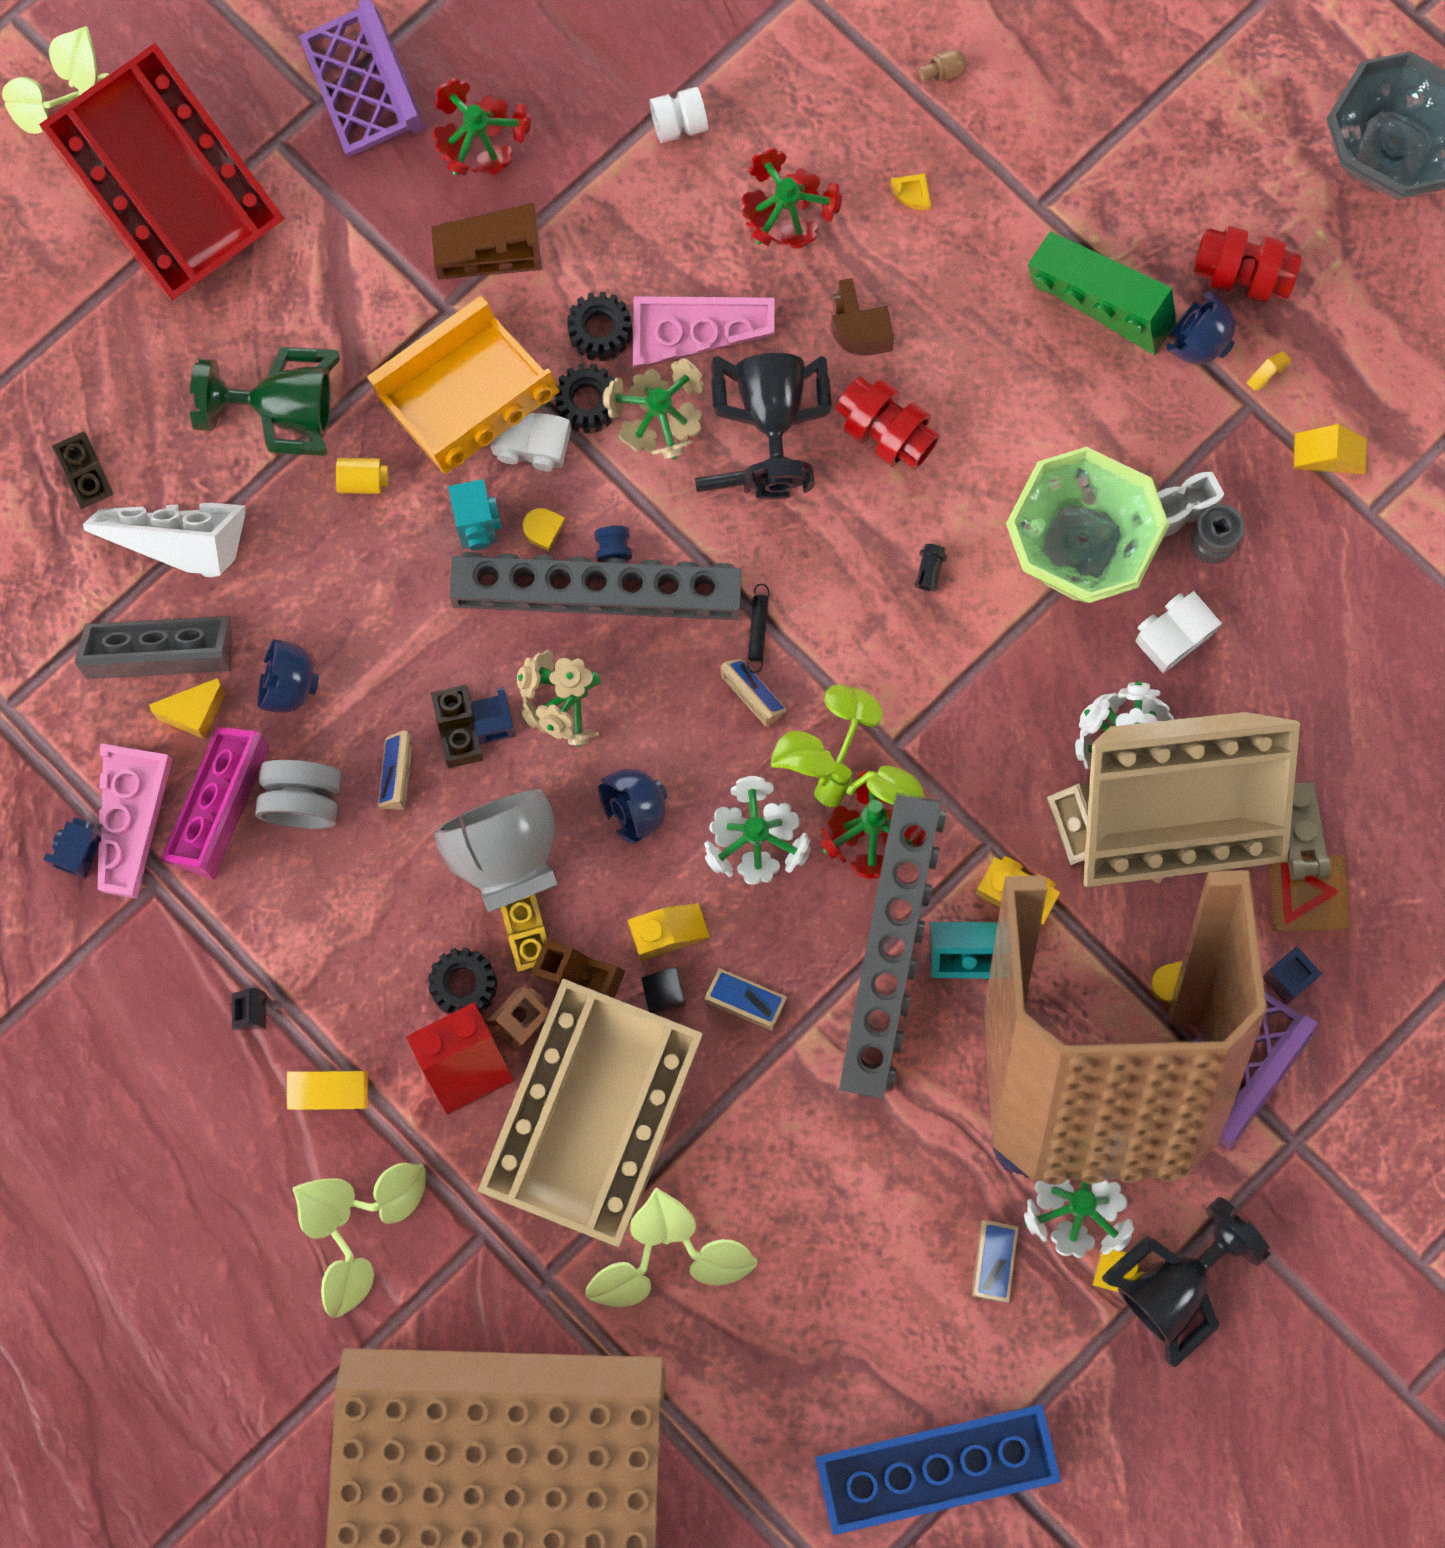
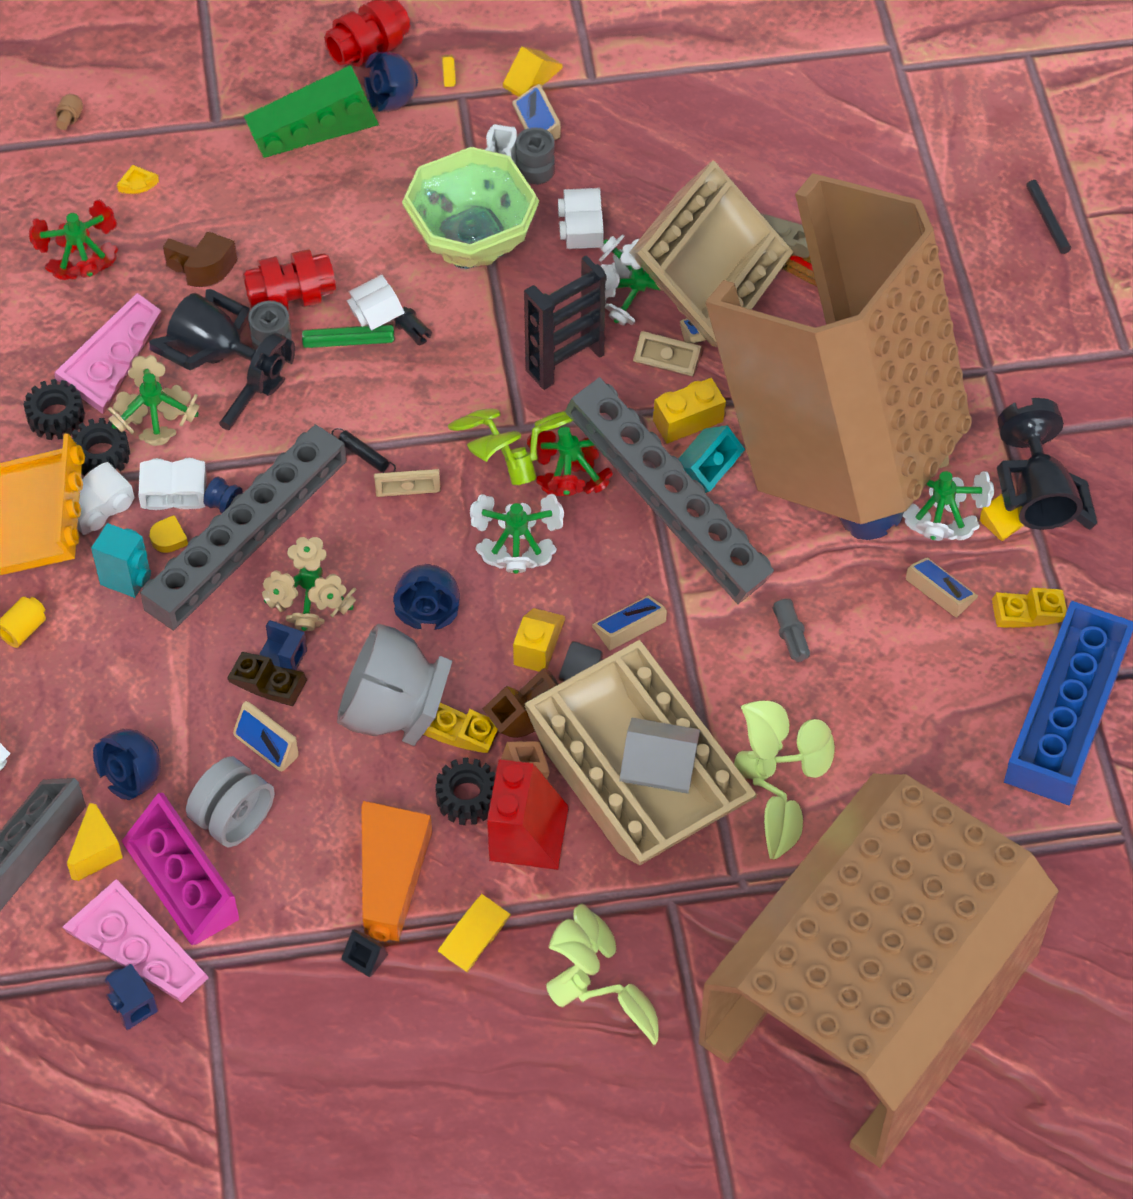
camera: 55 degrees left, 20 degrees down
(340, 972) = (391, 863): none -> orange slope
(593, 1134) = (659, 755): none -> light grey slope
(594, 490) = (172, 484): none -> white brick
(823, 453) = (267, 319): none -> dark grey wheel
(839, 1155) = (791, 630): none -> dark grey axle
(876, 518) = (347, 336): none -> green axle
(920, 518) = (375, 303): none -> white brick
(1008, 716) = (541, 322): none -> black fence
(1028, 1361) = (1036, 608): none -> yellow slope
(1276, 496) = (536, 111): none -> slope

